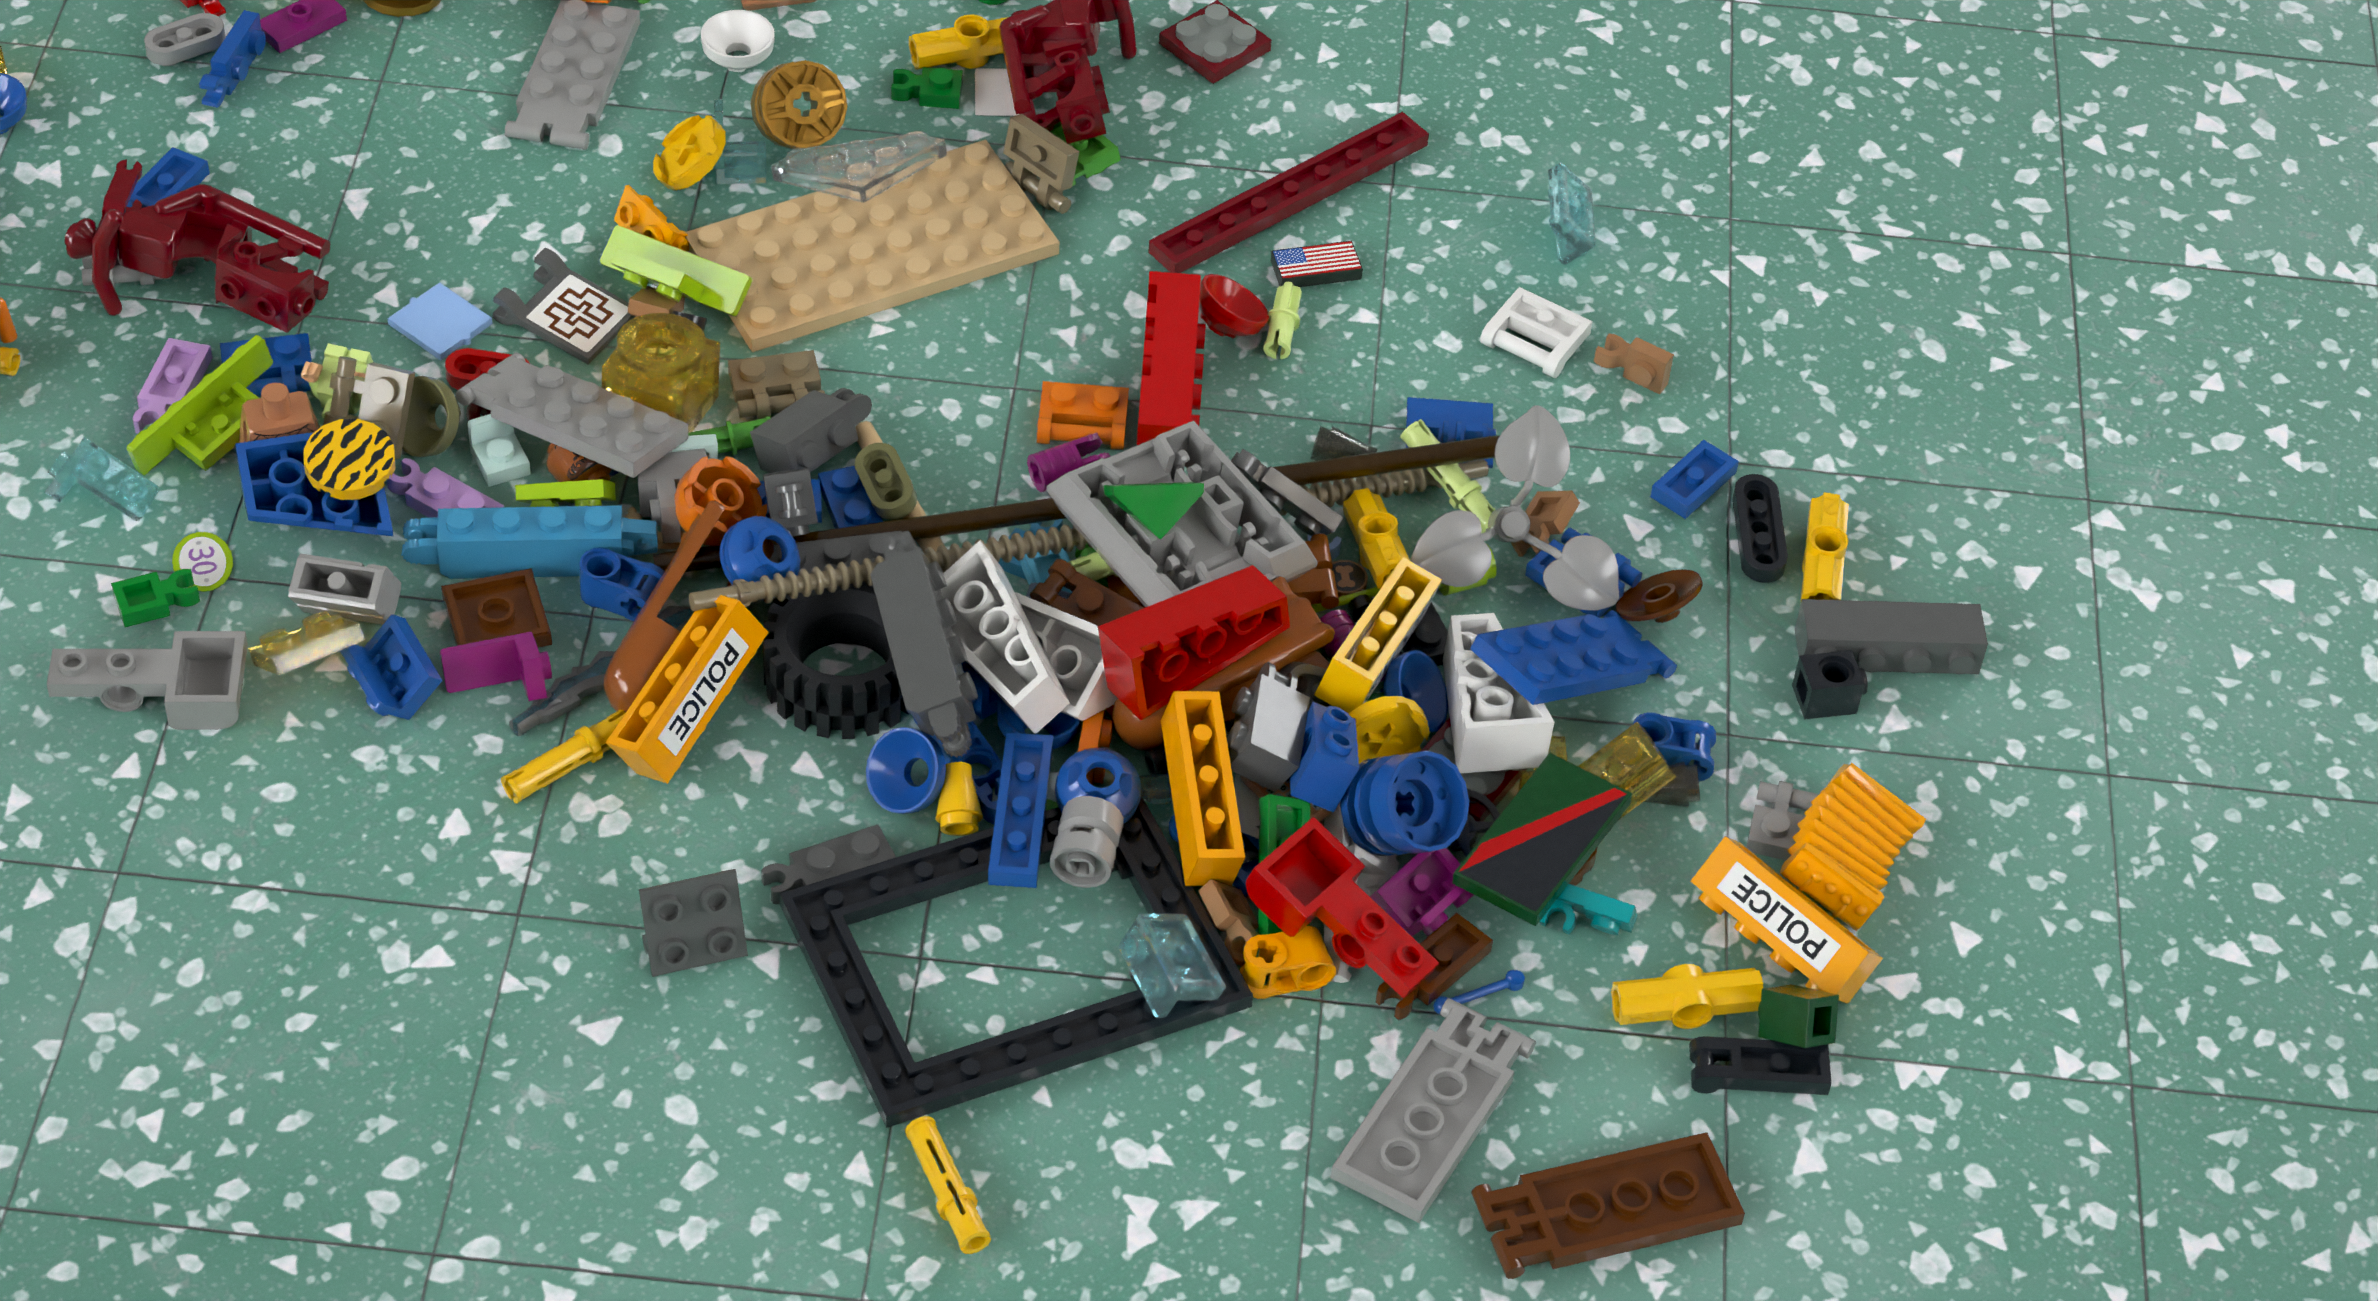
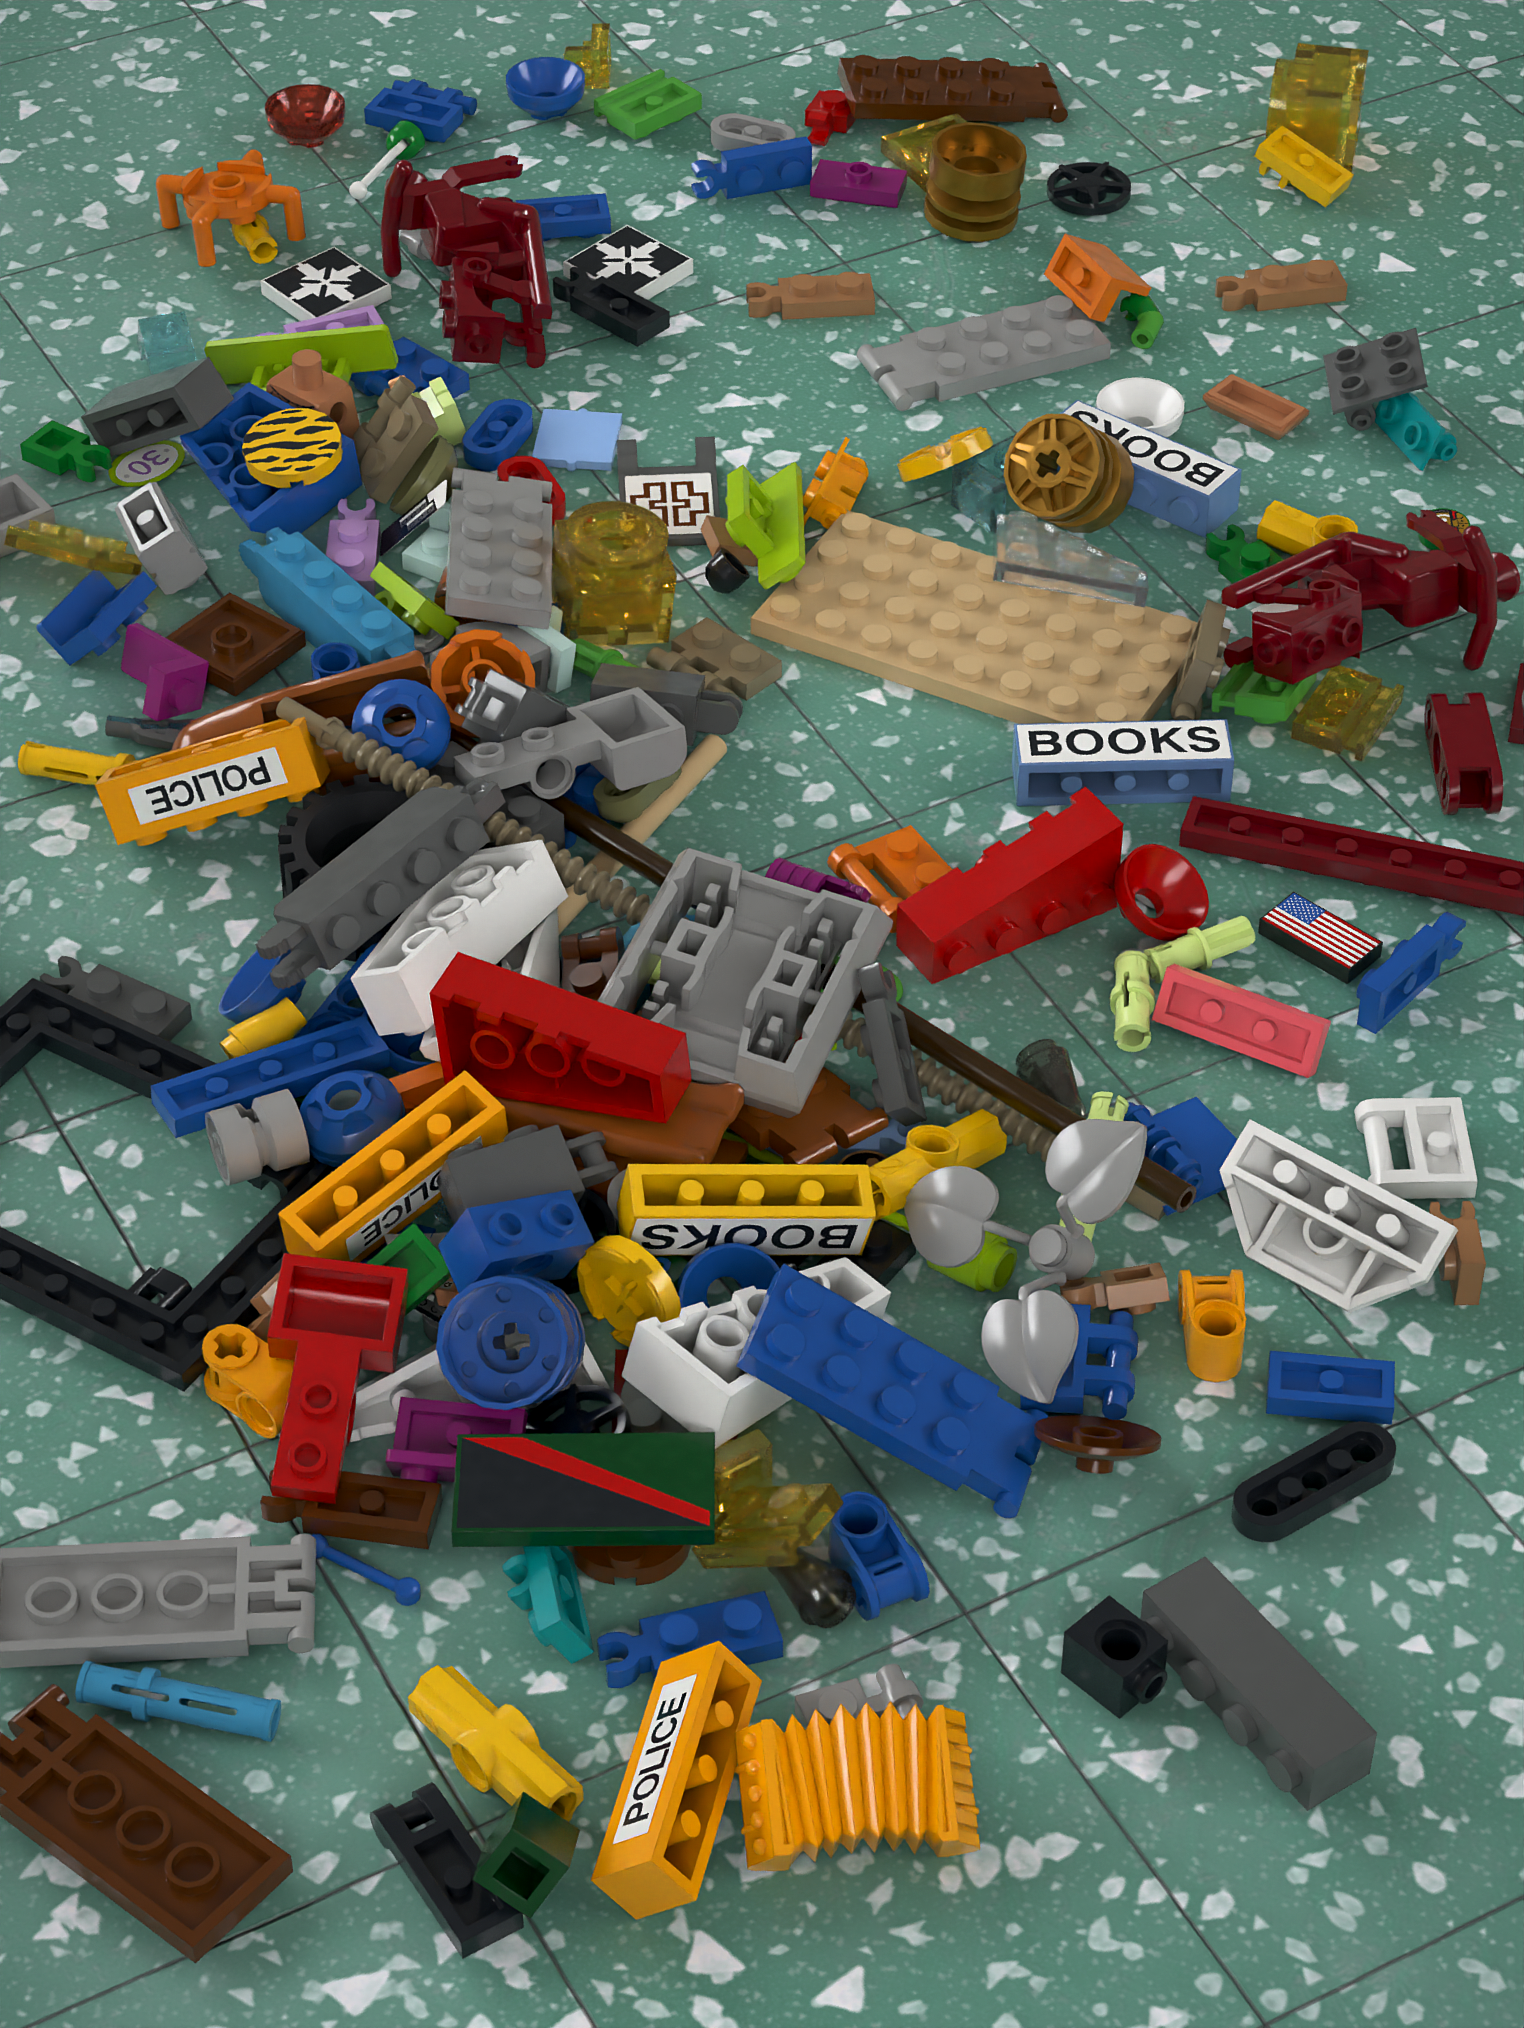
camera: 60 degrees right, 5 degrees down
(73, 67) = (648, 104): none -> bright green plate
(99, 355) = (325, 286): none -> tile
(196, 510) = (158, 407): none -> dark grey brick
(269, 182) = (632, 262): none -> tile
(322, 216) = (612, 306): none -> black plate
(396, 346) = (497, 434): none -> blue plate
(412, 116) = (813, 296): none -> medium nougat plate
(468, 442) = (413, 518): none -> sticker
(846, 55) = (1168, 476): none -> brick
(849, 468) = (619, 734): none -> light grey plate
(1081, 253) = (1122, 761): none -> brick
(1136, 131) = (1347, 712): none -> clear yellow plate
(1155, 504) = (705, 924): green slope -> none
(1169, 962) = (157, 1281): clear light blue bracket -> none
(1221, 105) = (1463, 753): none -> dark red piece
(1301, 375) = (1132, 1001): none -> yellowish green pin
(1368, 338) = (1241, 1020): none -> coral hinge
(1390, 242) = (1407, 972): none -> blue plate
(1516, 1143) = (103, 1686): none -> dark azure pin
(1592, 398) = (1327, 1223): none -> white wedge
(1606, 495) = (1212, 1323): none -> light orange piece
(1665, 863) = (739, 1623): none -> blue plate
(1825, 548) = (1330, 1555): yellow piece -> none

